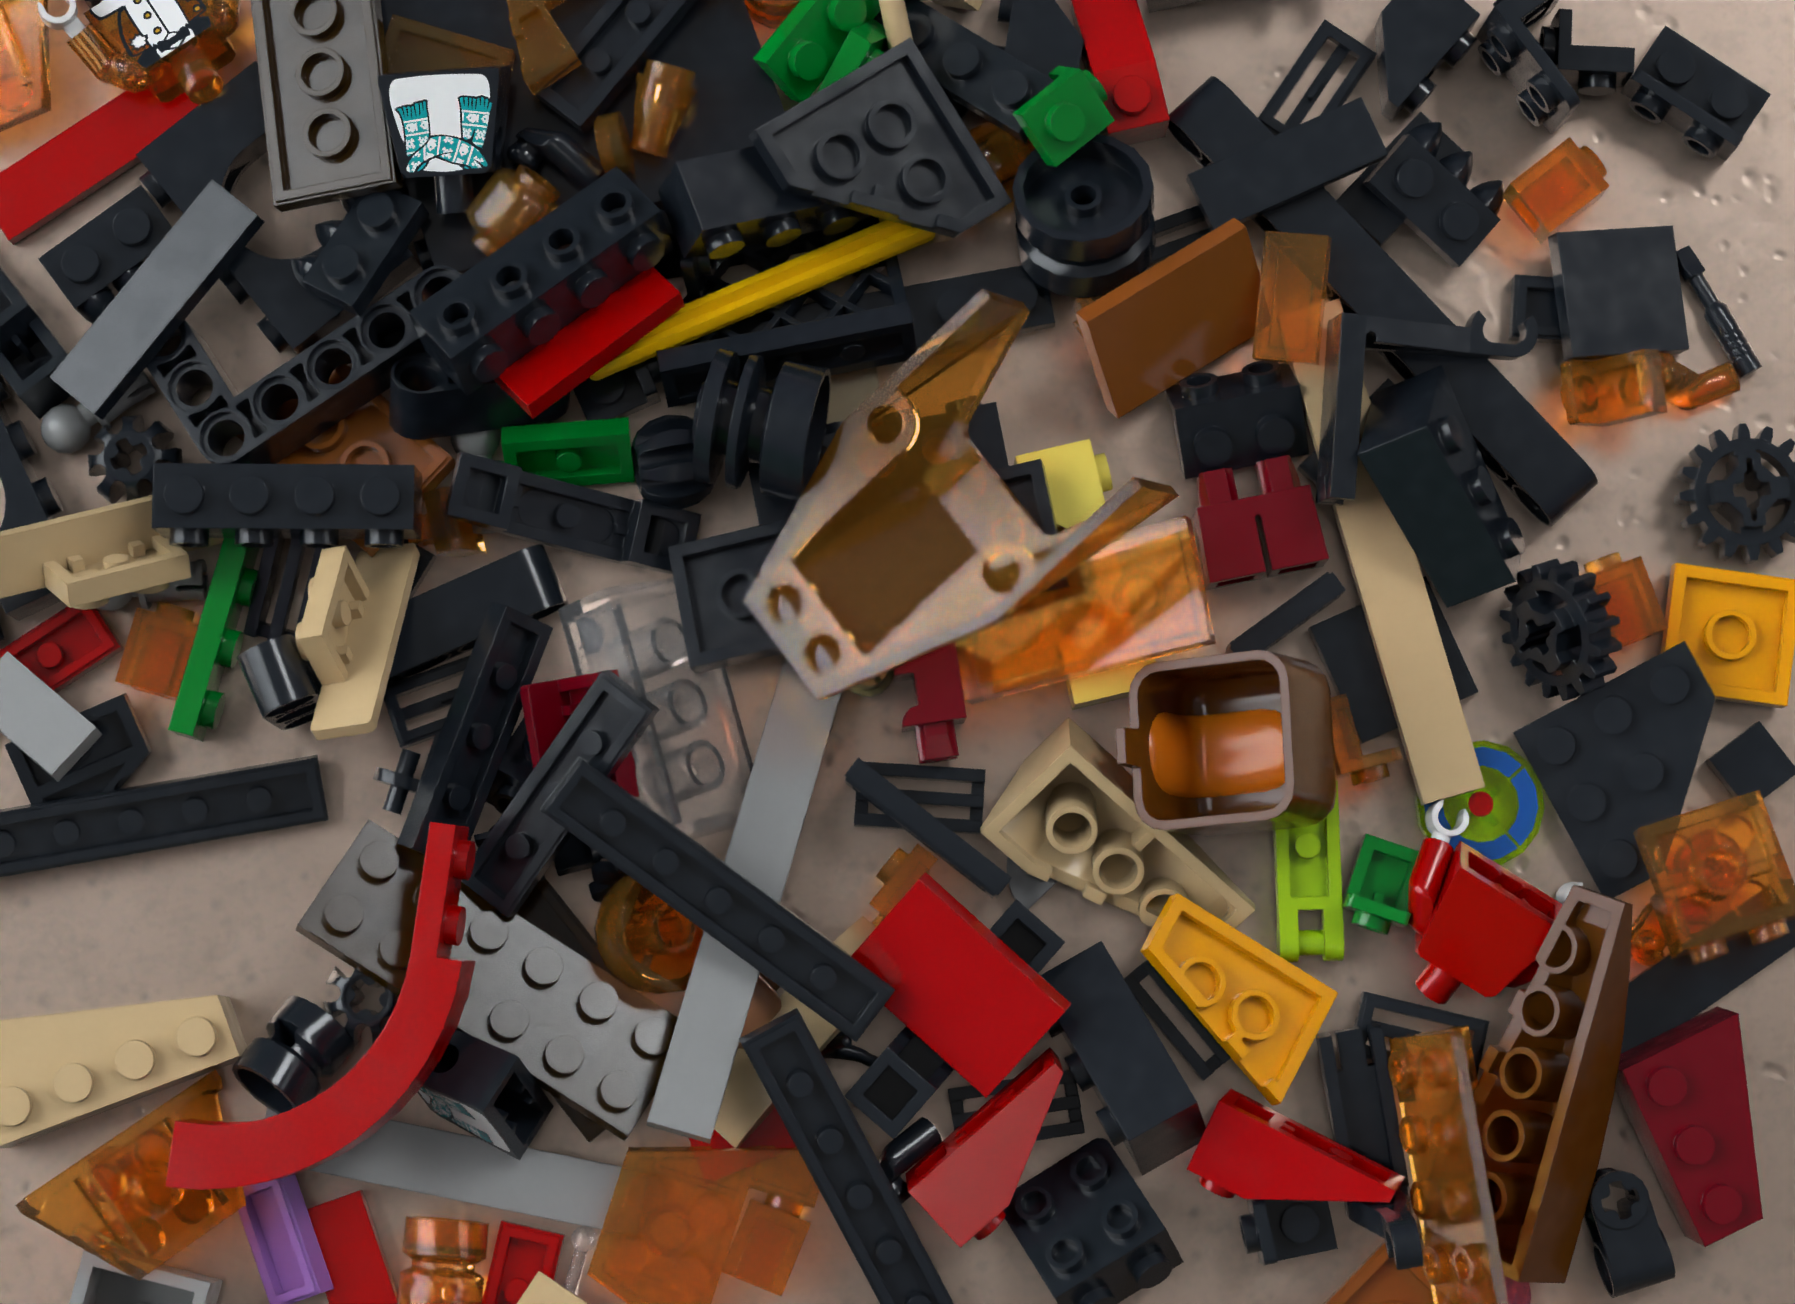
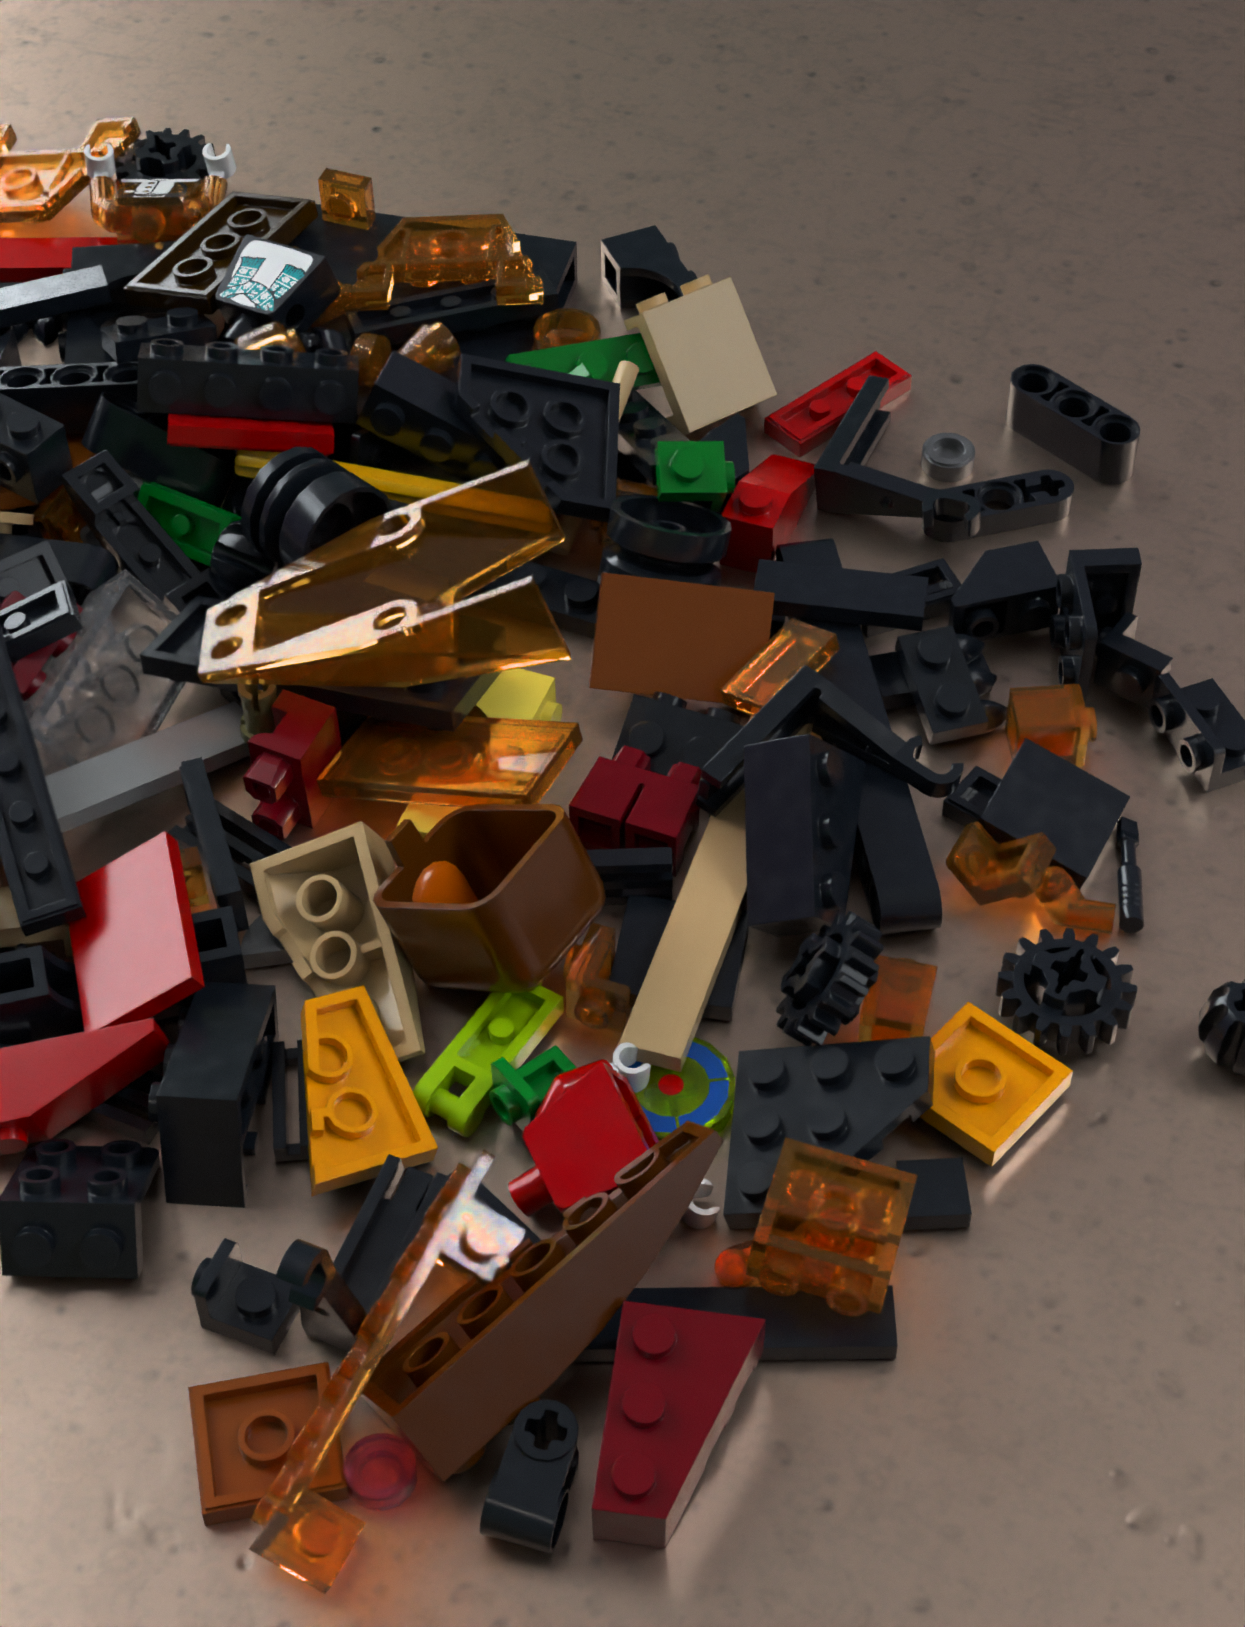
camera: 35 degrees right, 35 degrees down
(1272, 1157) = (265, 1209): red slope -> none

